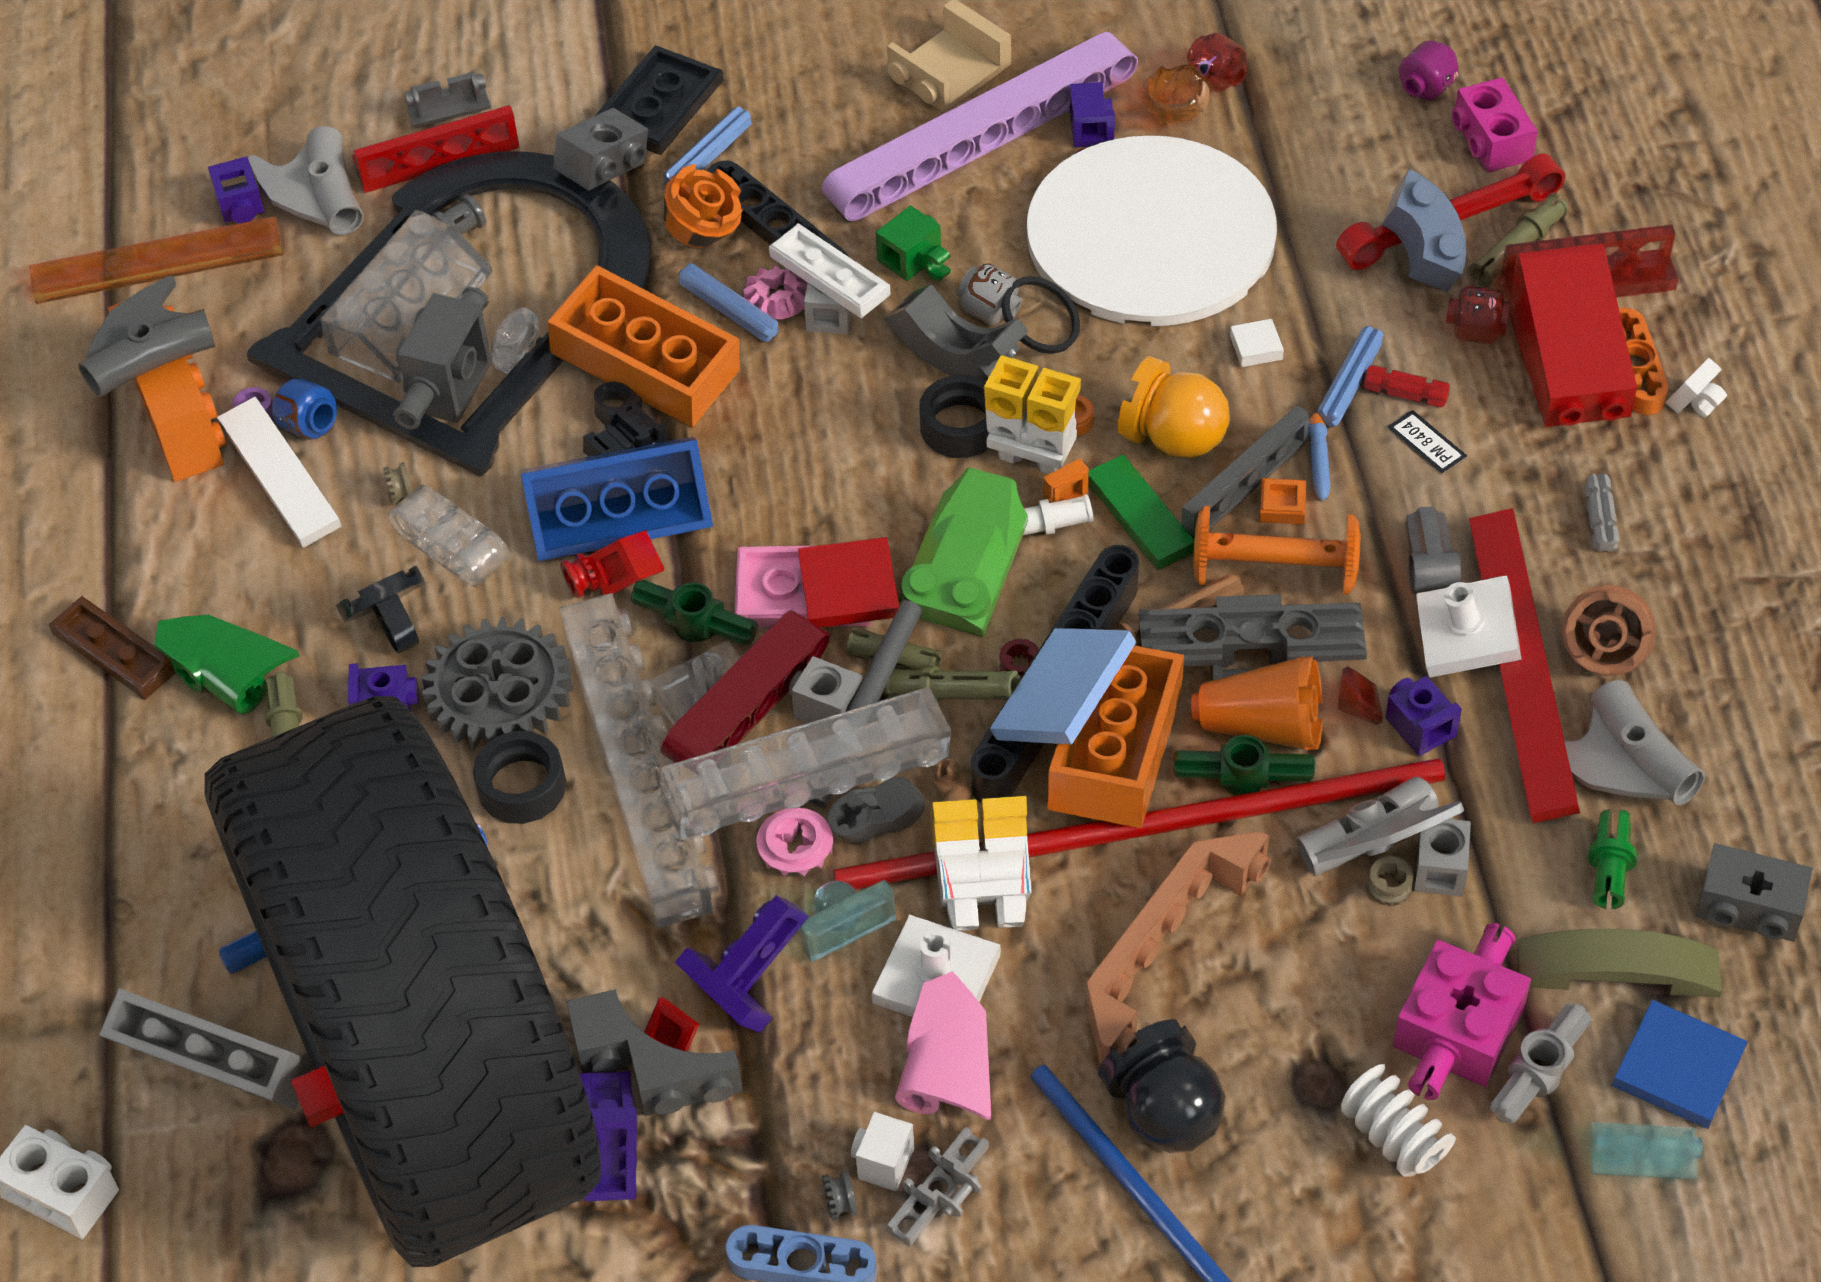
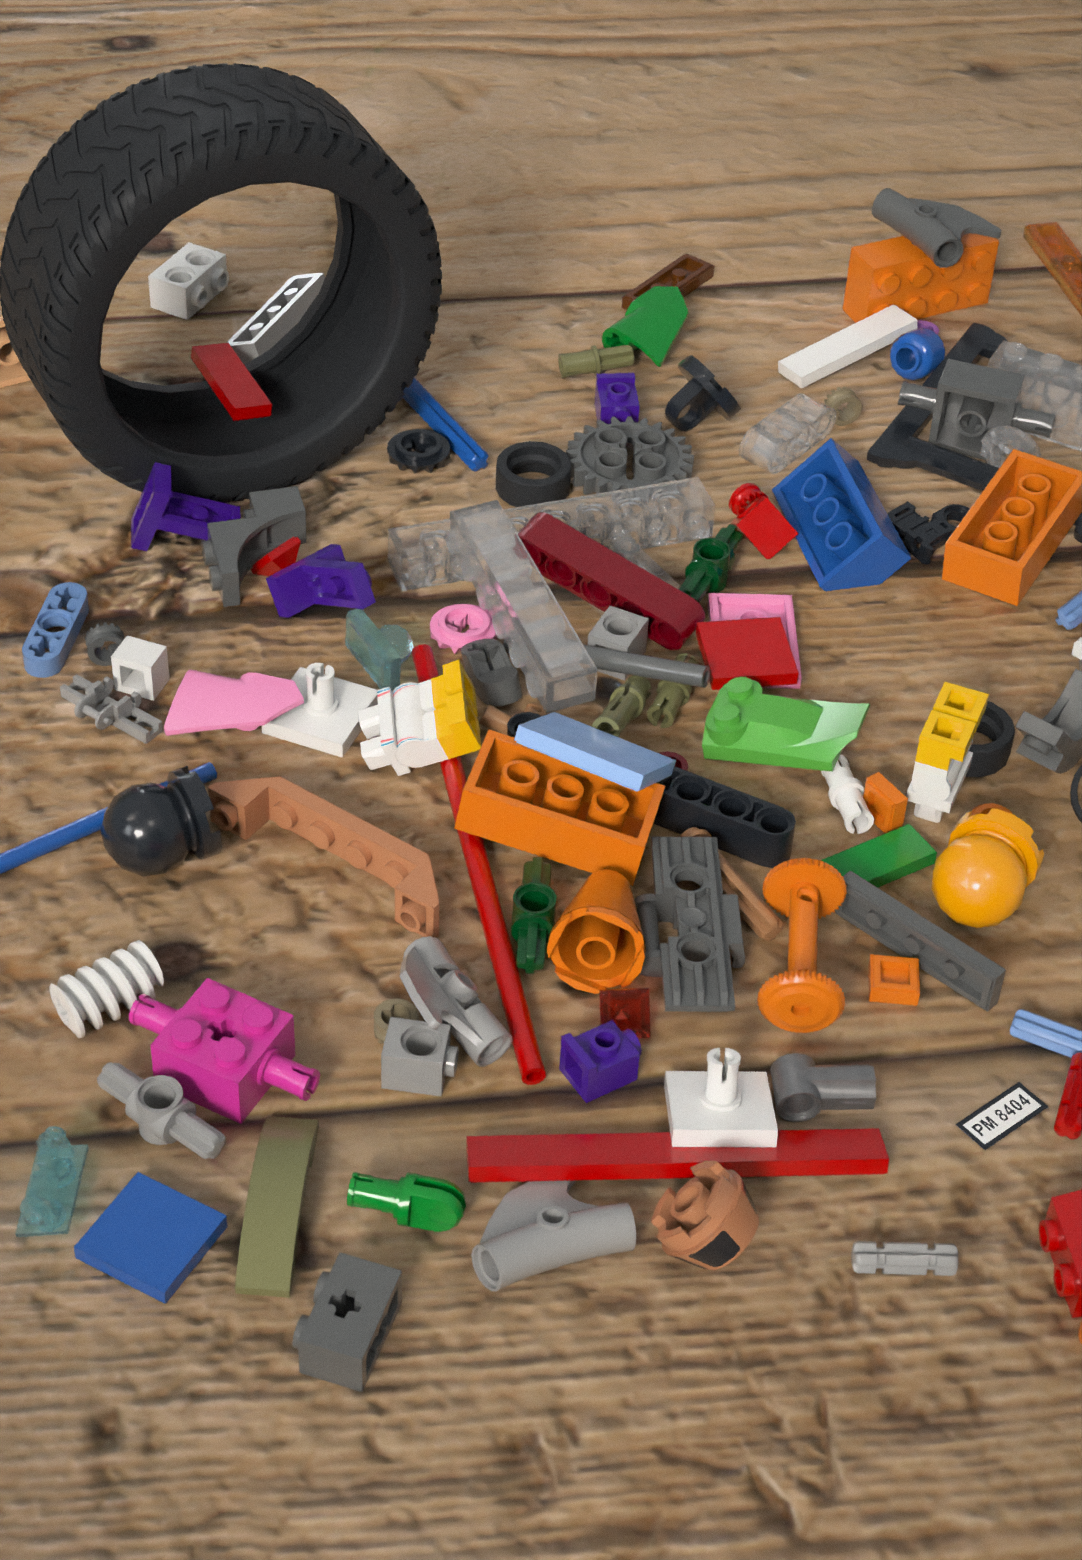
camera: 85 degrees right, 10 degrees down
(1319, 456) = (958, 1013): medium blue piece -> none

